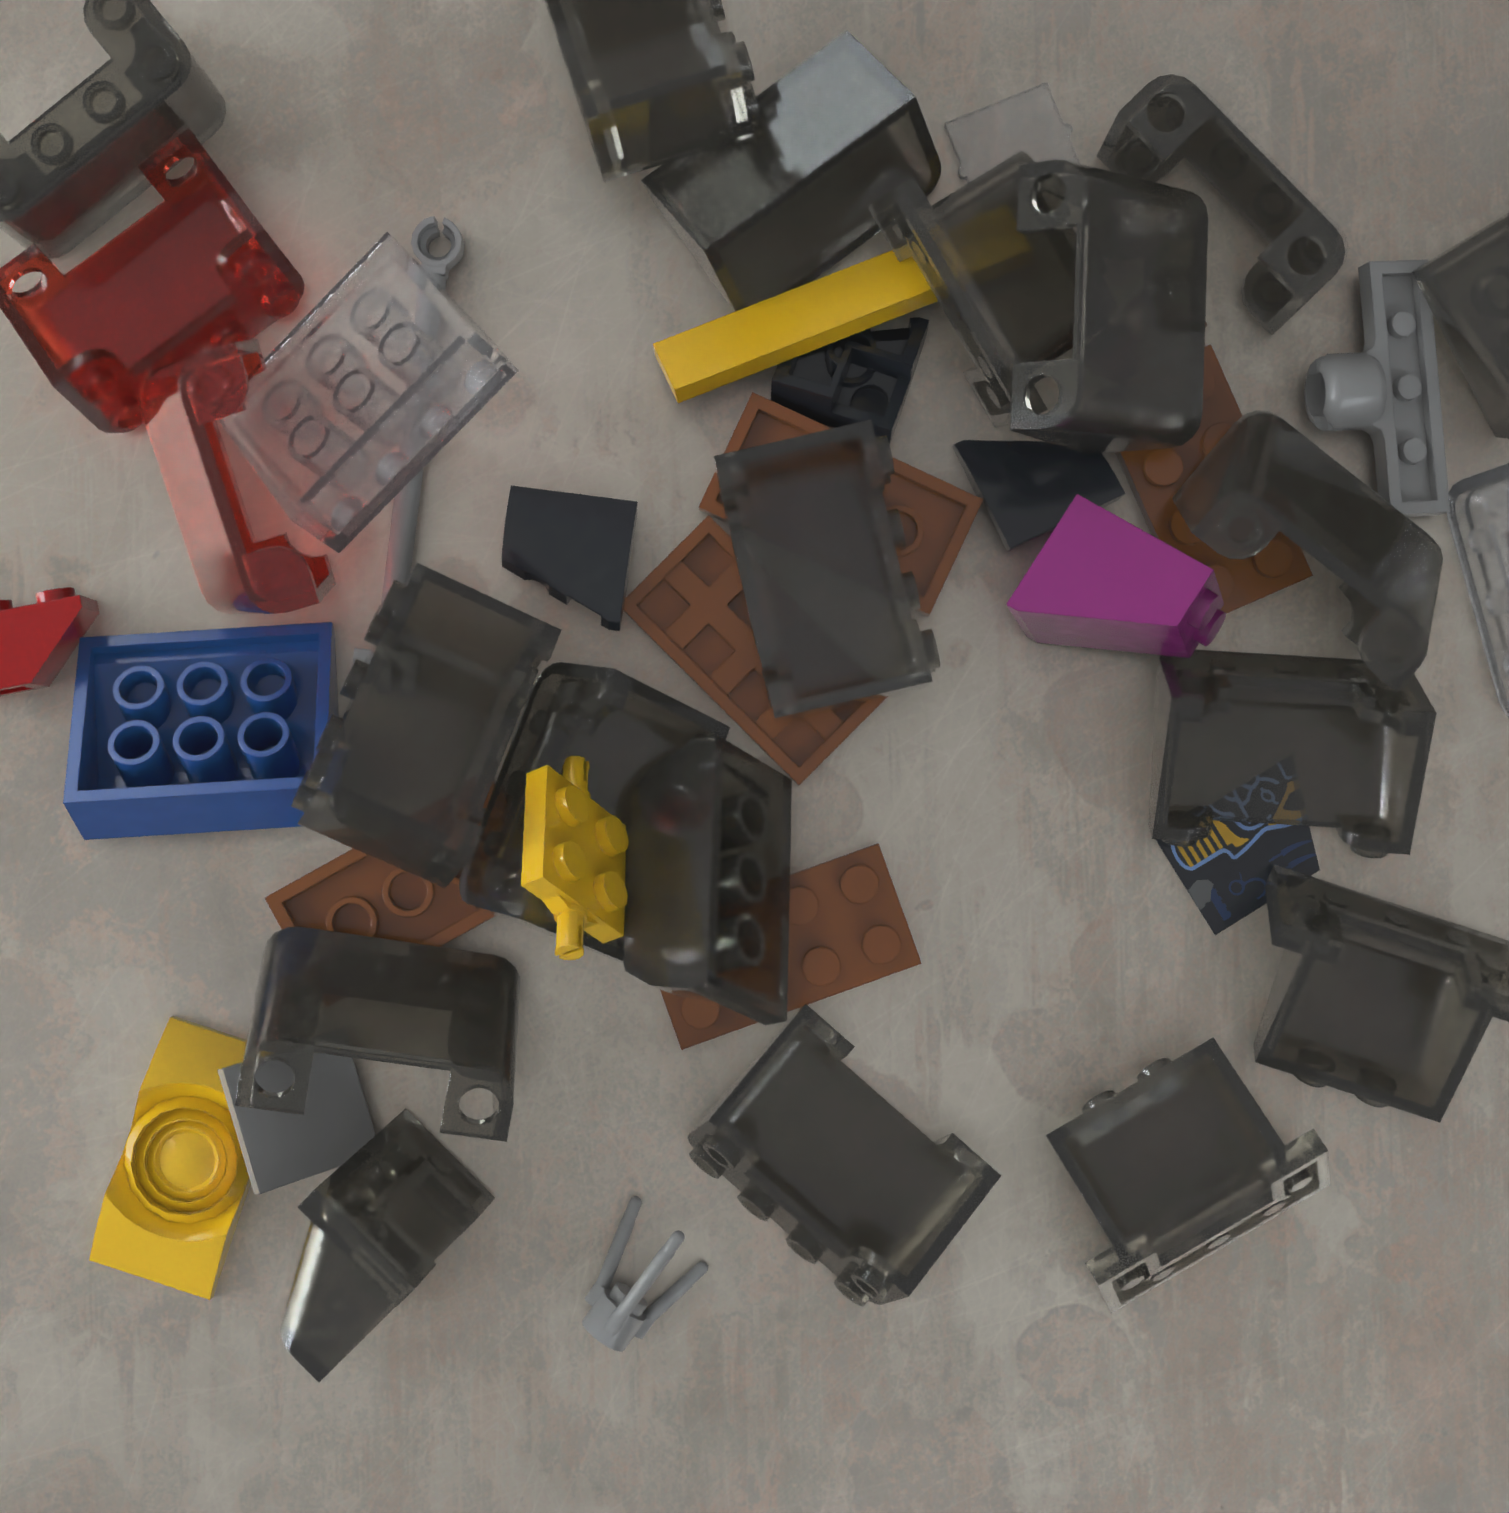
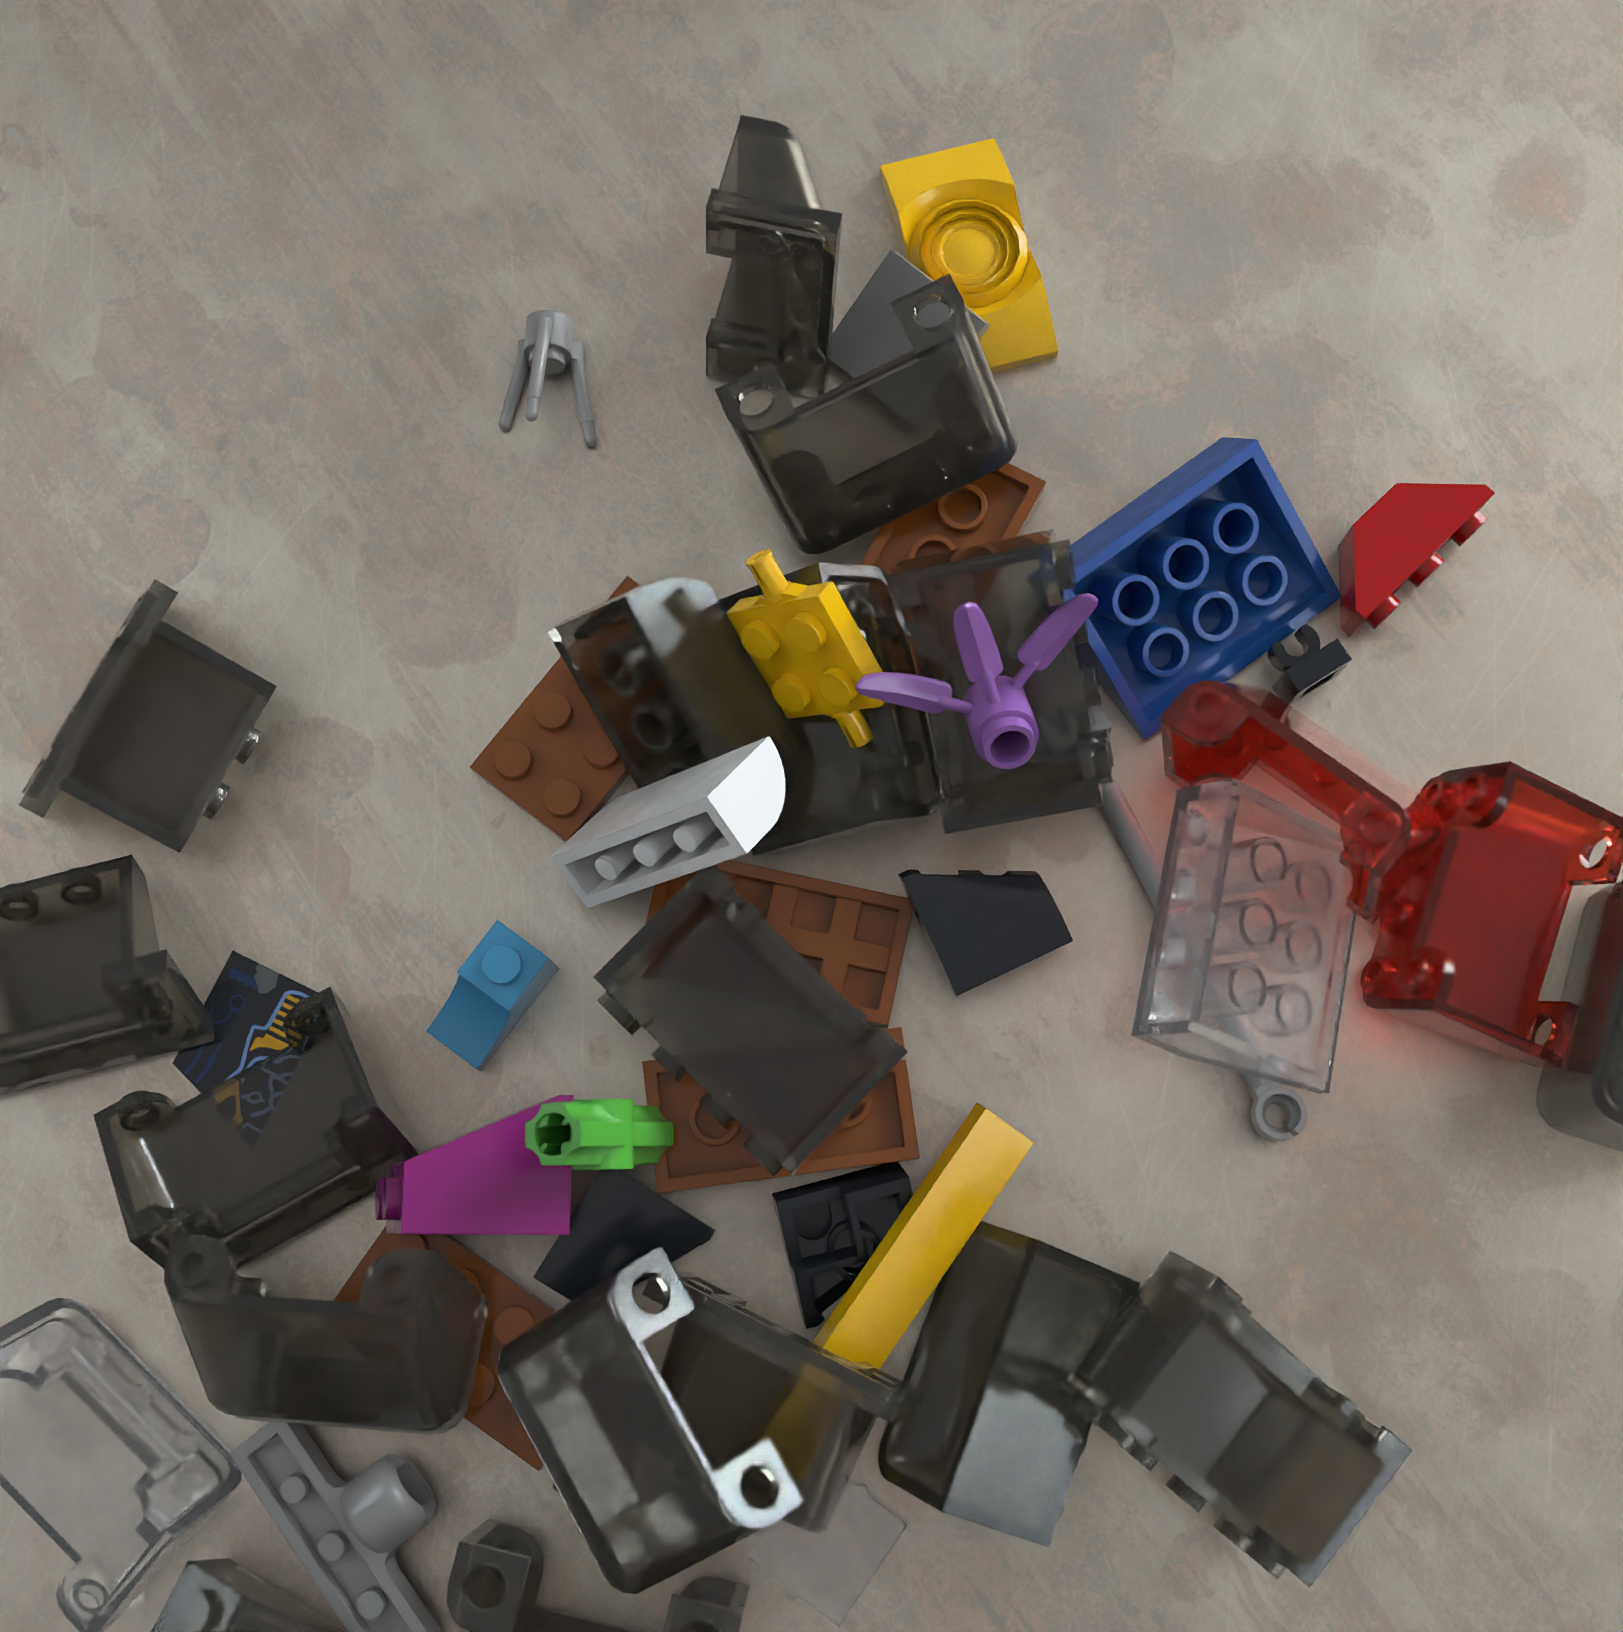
camera: 150 degrees right, 10 degrees down
(154, 587) = (1309, 671): none -> black tile
(446, 712) = (995, 704): none -> medium lavender plant
(781, 776) = (676, 825): none -> white brick
(839, 1164) = (434, 564): clear smoke windscreen -> none
(1004, 556) = (598, 1134): none -> bright green piece
(1021, 751) = (491, 995): none -> dark azure arch

